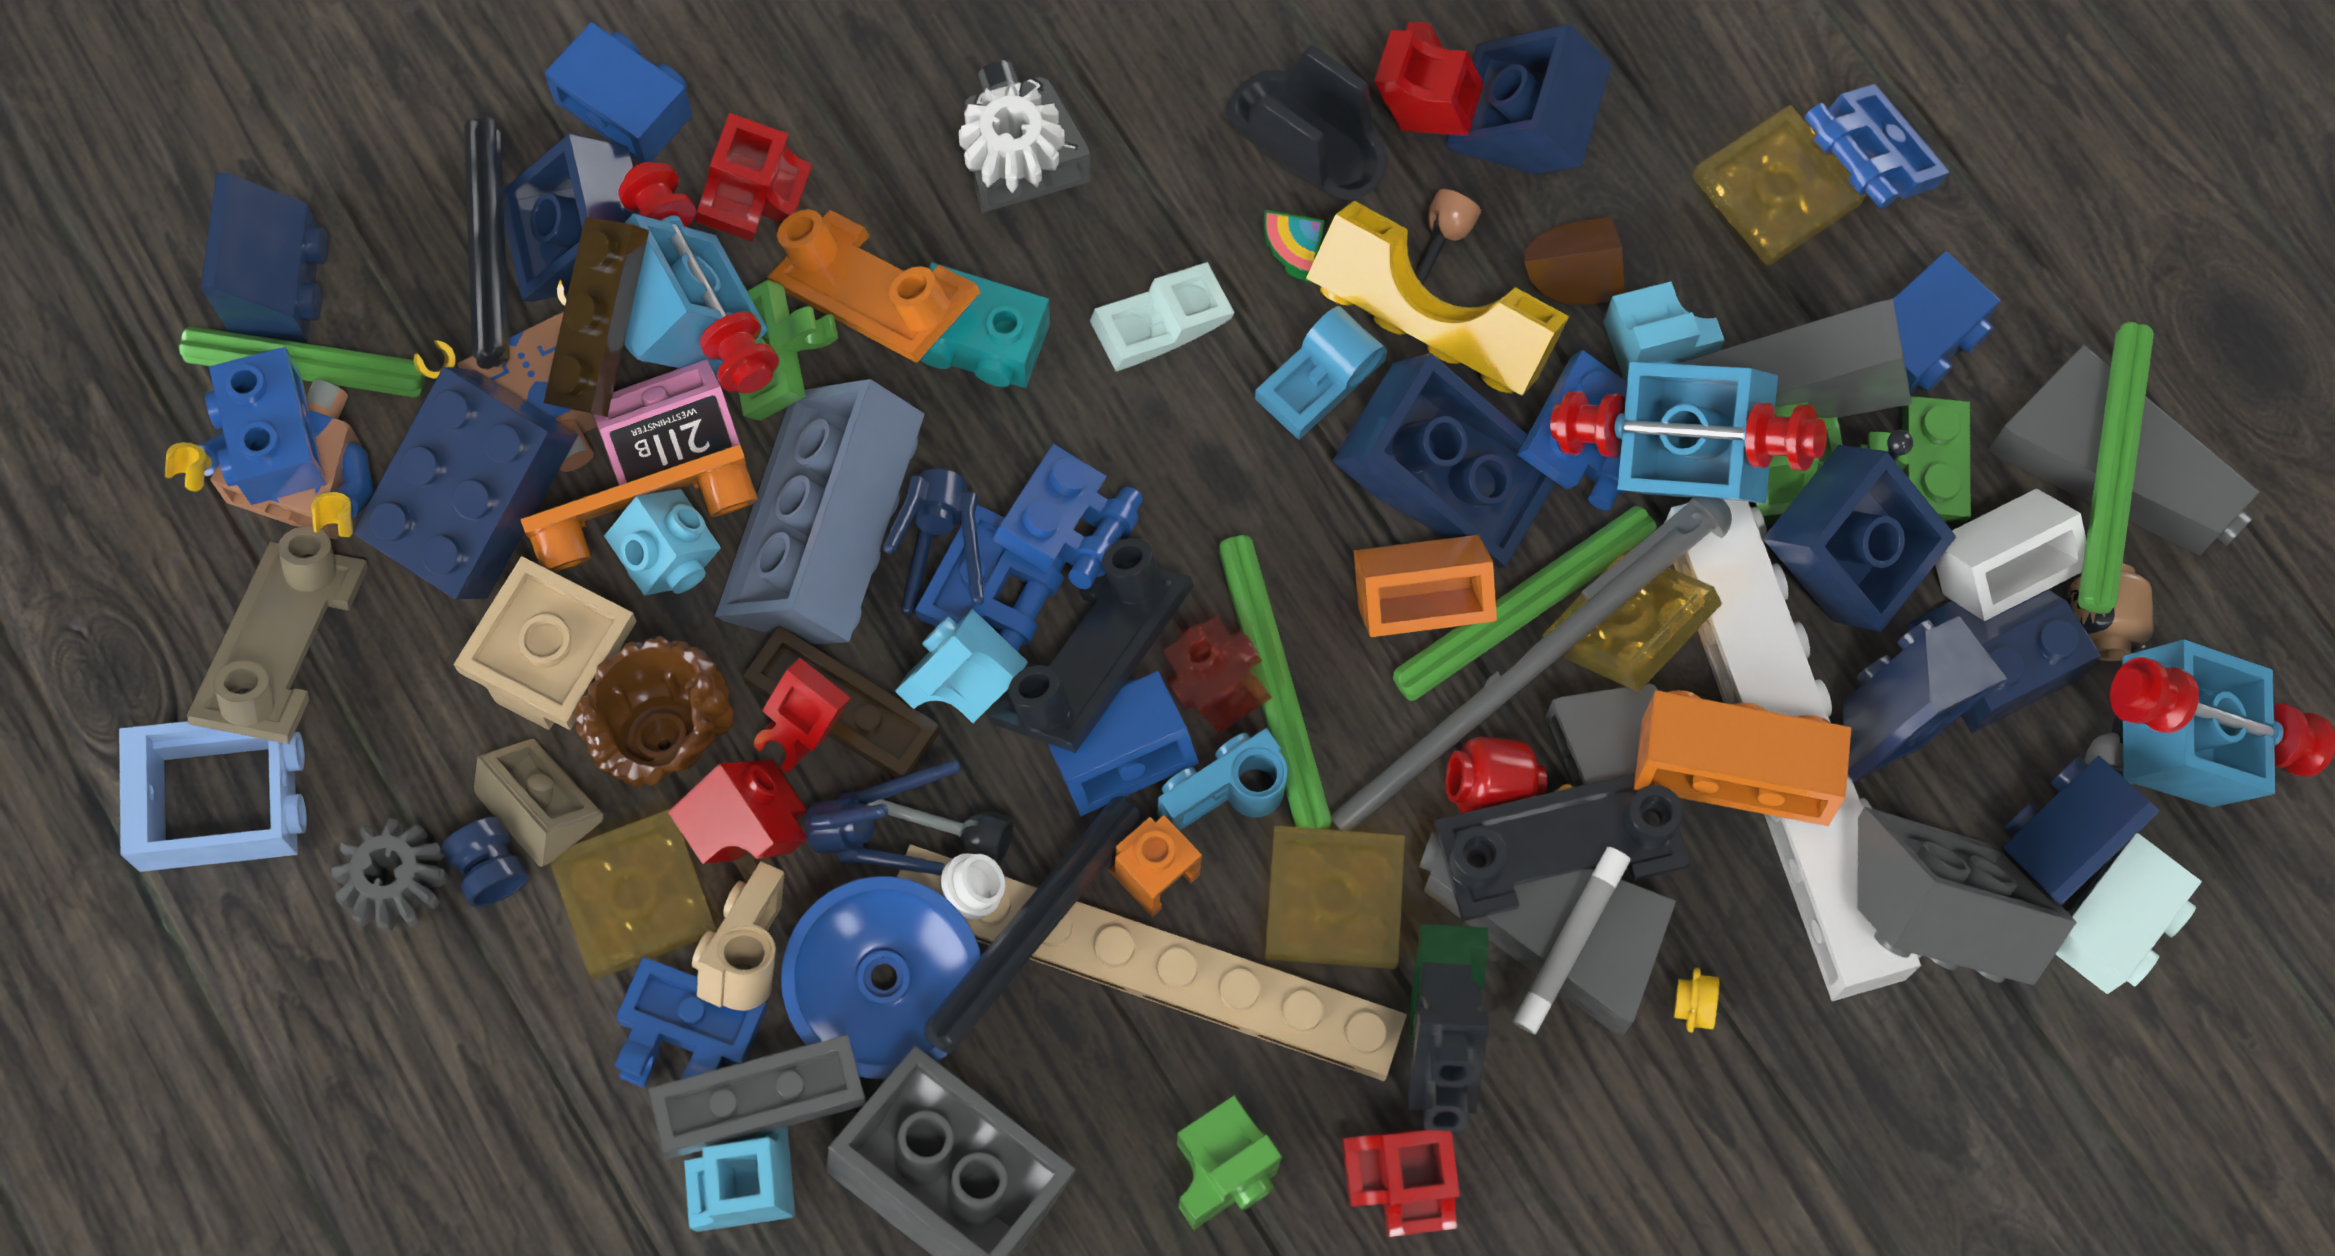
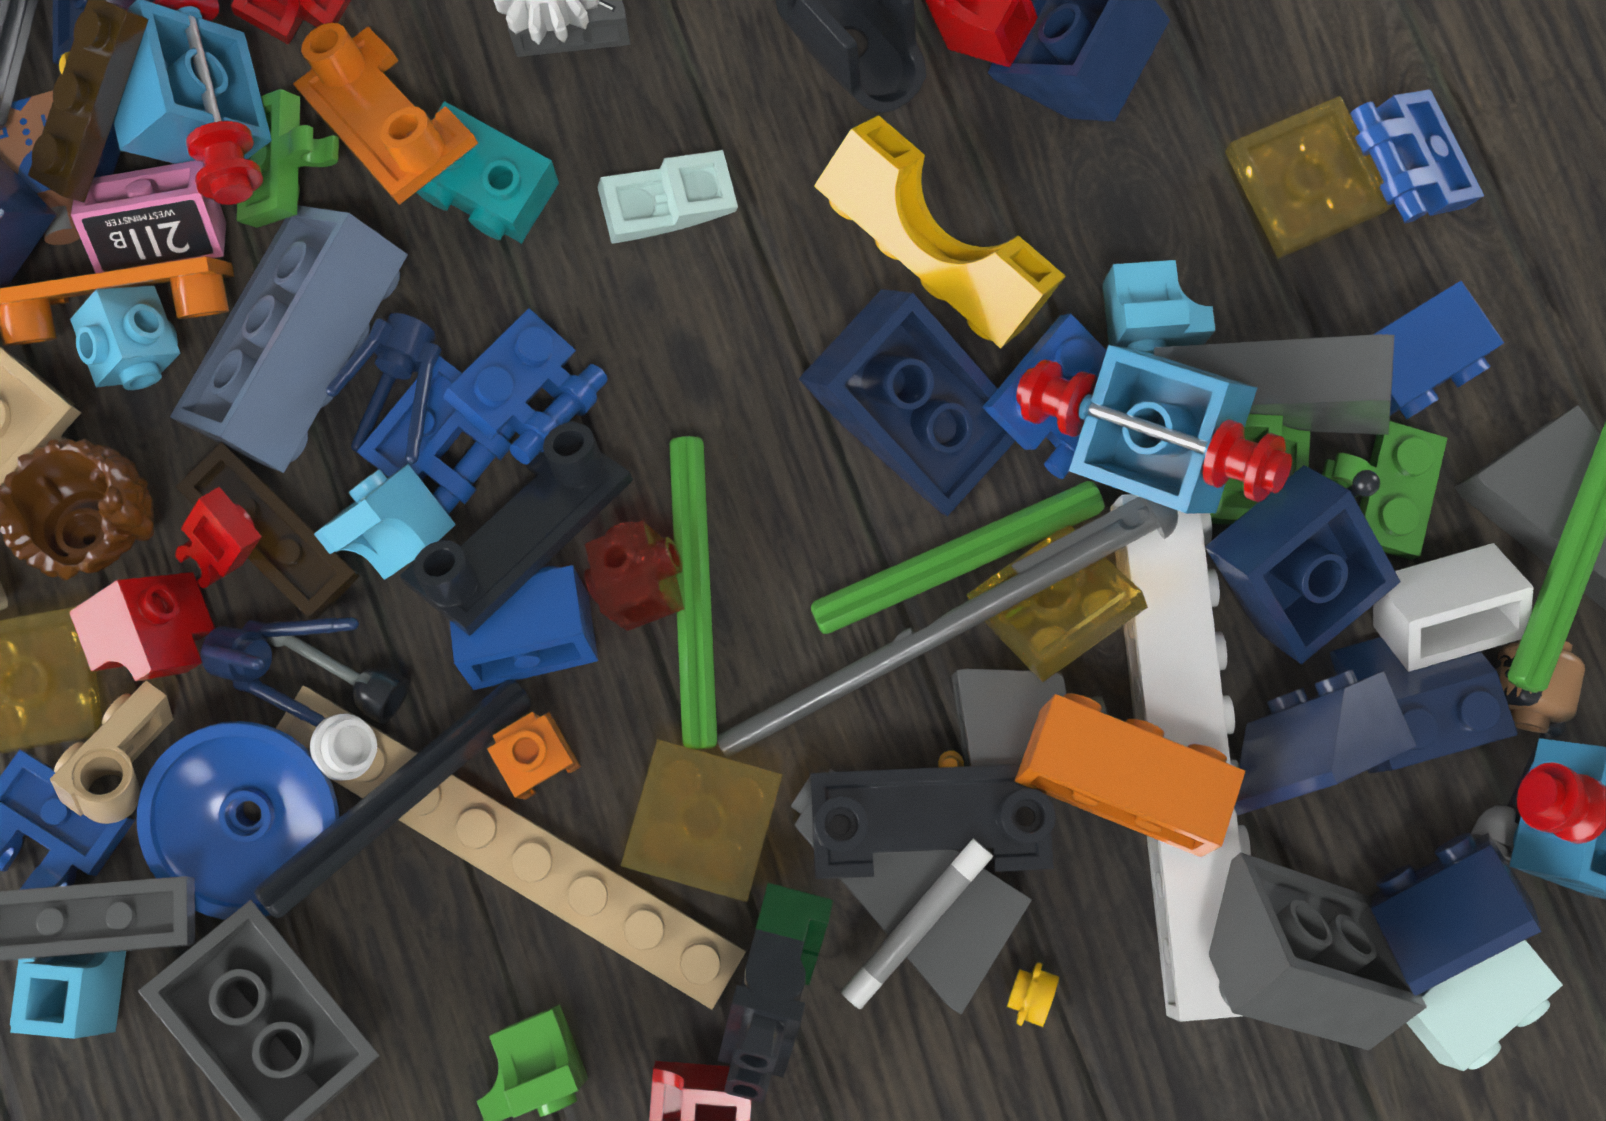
camera: 10 degrees right, 10 degrees up
(1195, 793) = (587, 690): dark azure plate -> none
(1293, 241) = (813, 142): tile -> none
(1322, 373) = (816, 281): dark azure plate -> none
(1425, 585) = (859, 526): orange piece -> none
(1449, 218) = (973, 151): nougat hinge -> none
(1493, 773) = (884, 732): red head -> none
(1577, 262) = (1088, 219): reddish brown brick -> none

